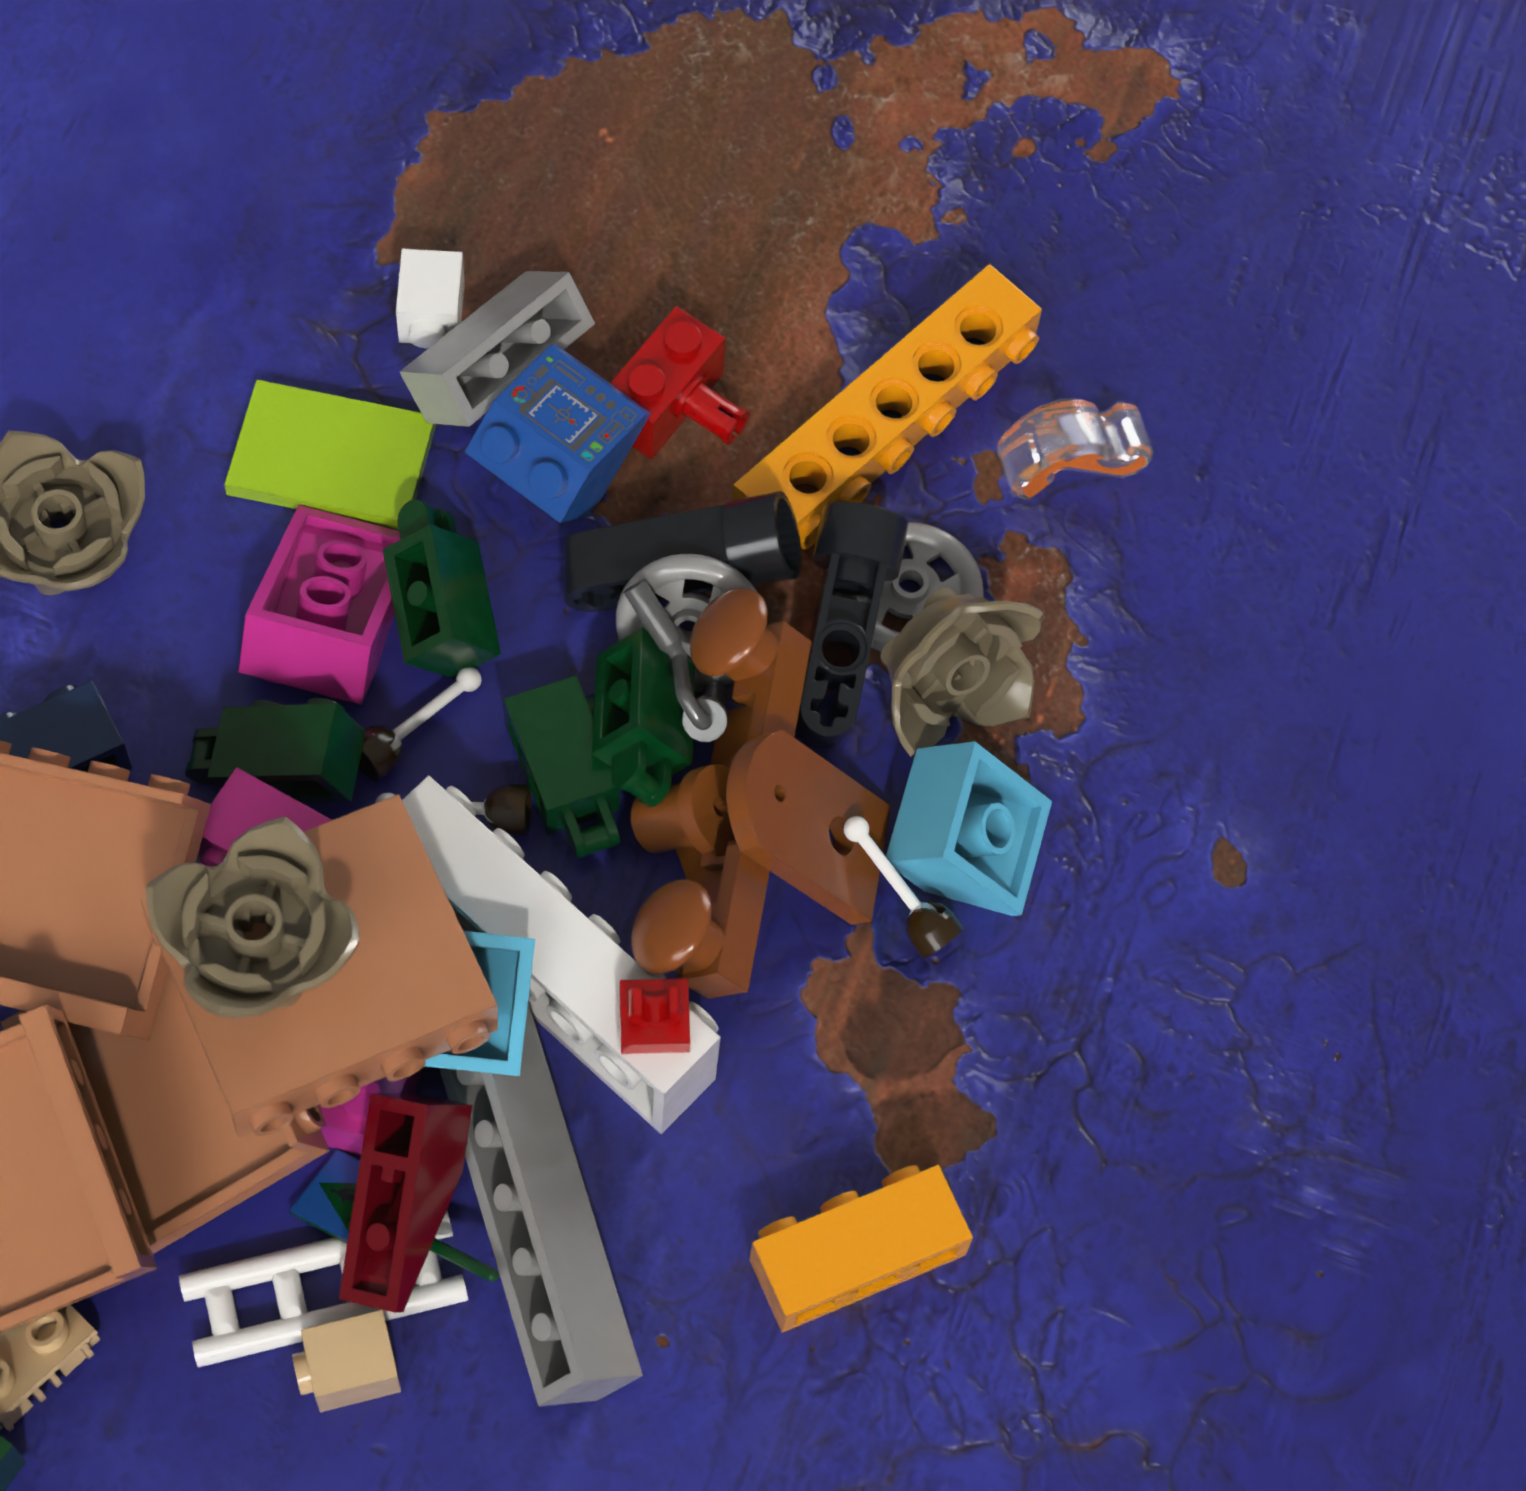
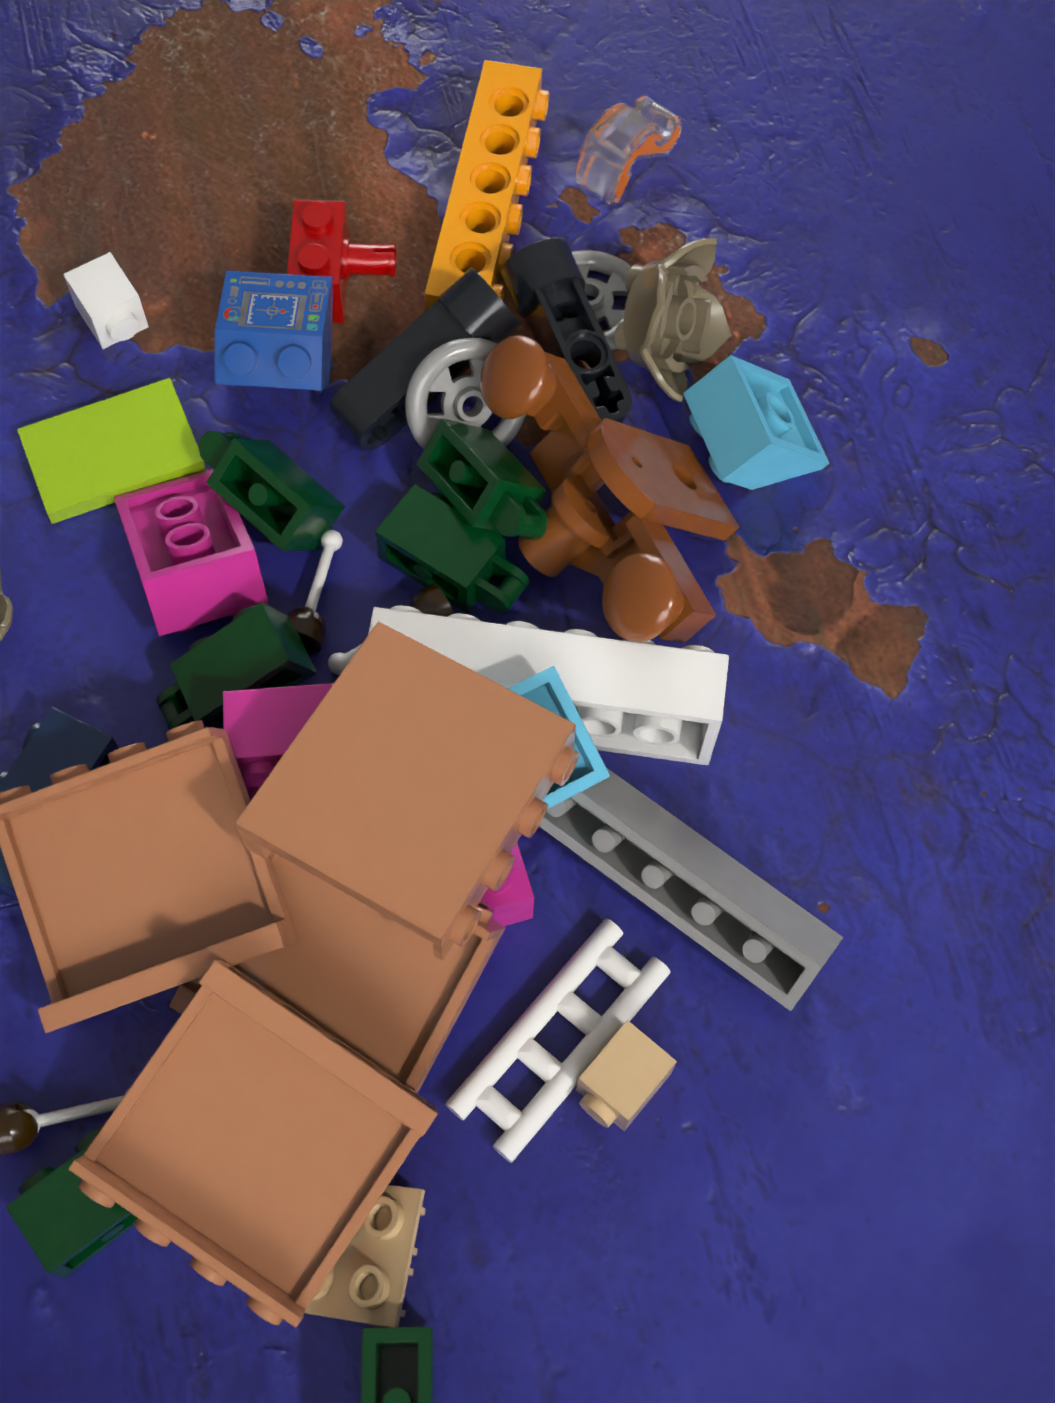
camera: 30 degrees left, 0 degrees up
(267, 879) = (342, 737): dark tan brick -> none
(329, 1207) = (531, 958): piece -> none
(401, 1194) = (579, 928): dark red slope -> none
(494, 345) = (183, 301): light grey brick -> none
(654, 1016) = (675, 668): red tile -> none
(704, 716) = (531, 452): dark grey piece -> none
(859, 1246) = (909, 747): light orange brick -> none
(929, 923) = (782, 503): hinge -> none

